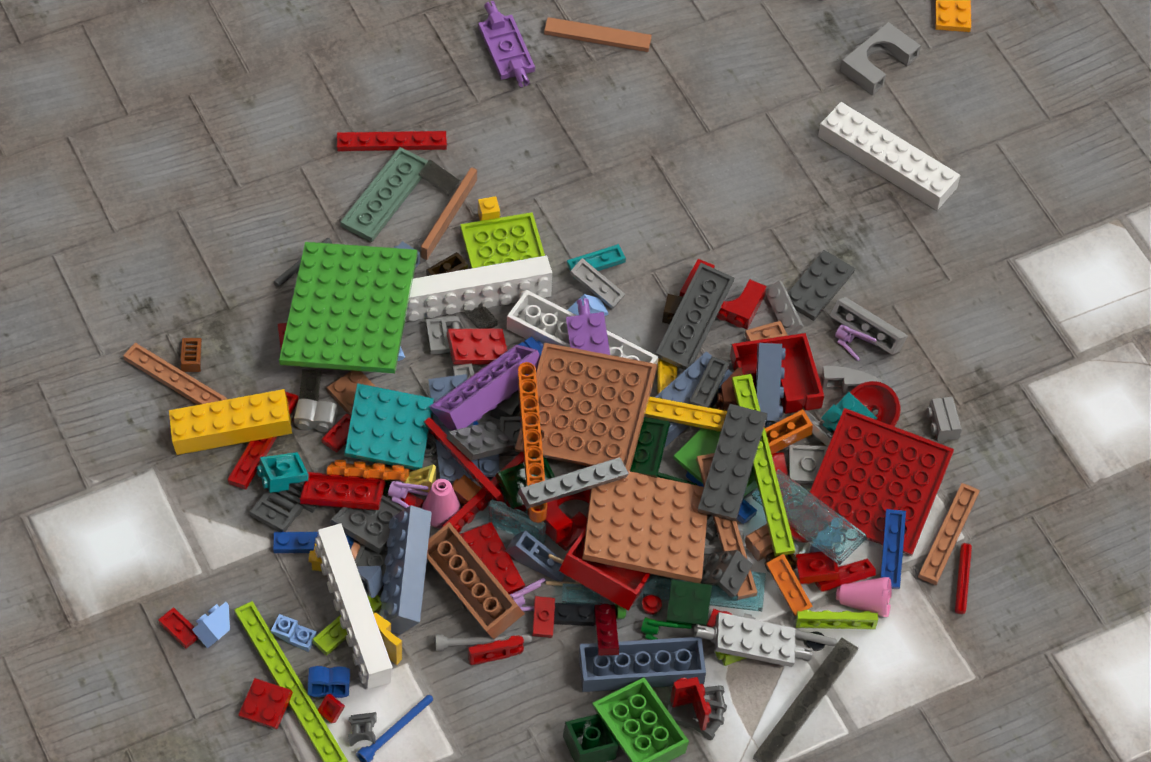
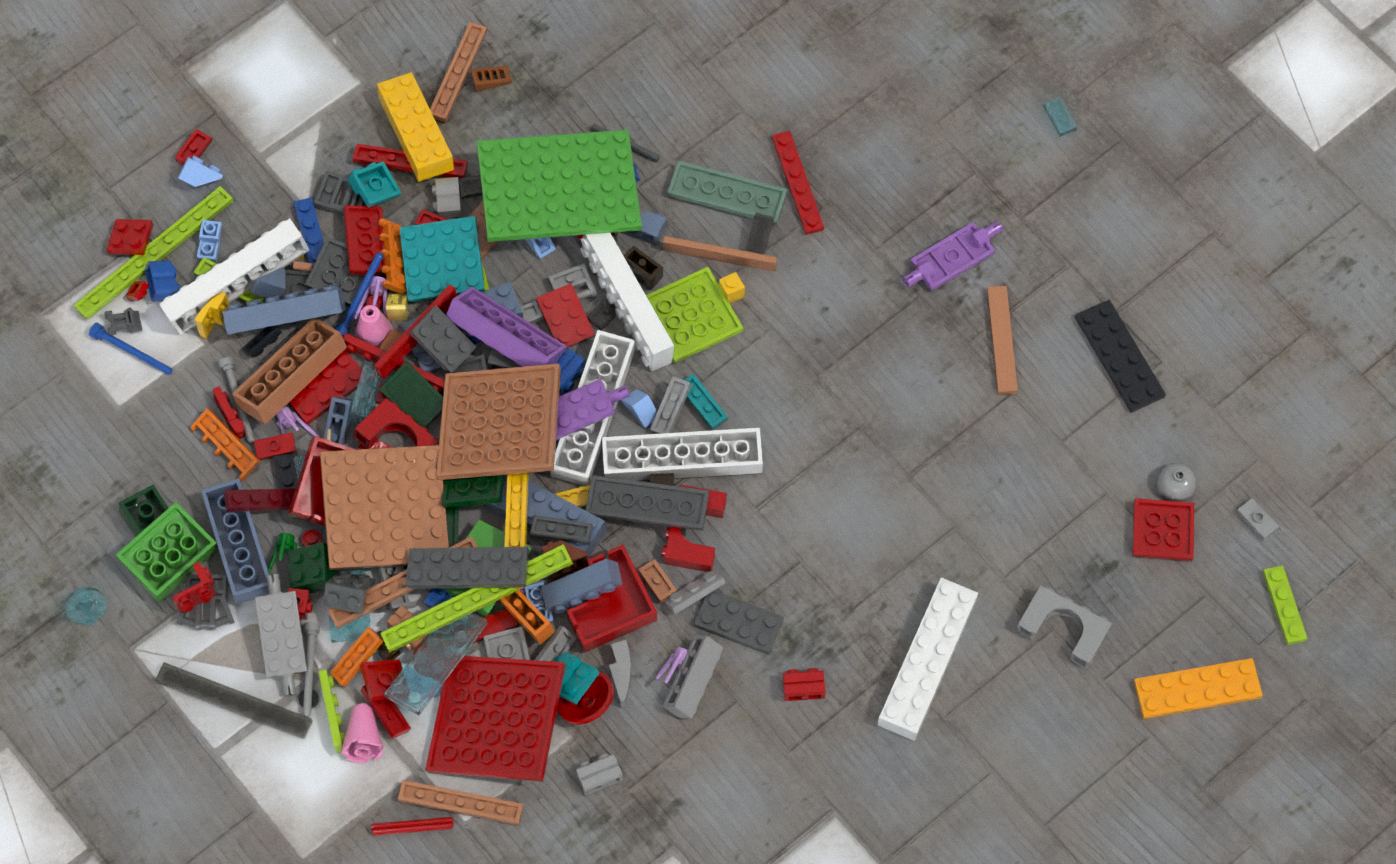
camera: 80 degrees right, 10 degrees up
(394, 497) = (344, 326): none -> blue piece
(429, 612) = (264, 338): none -> black plate
(528, 658) = (226, 442): none -> orange hinge
(531, 432) = (433, 386): orange beam -> none
(573, 482) = (398, 424): plate -> none
(650, 282) = (683, 454): none -> white brick
(893, 249) = (803, 685): none -> red brick
(893, 546) = (422, 747): blue plate -> none

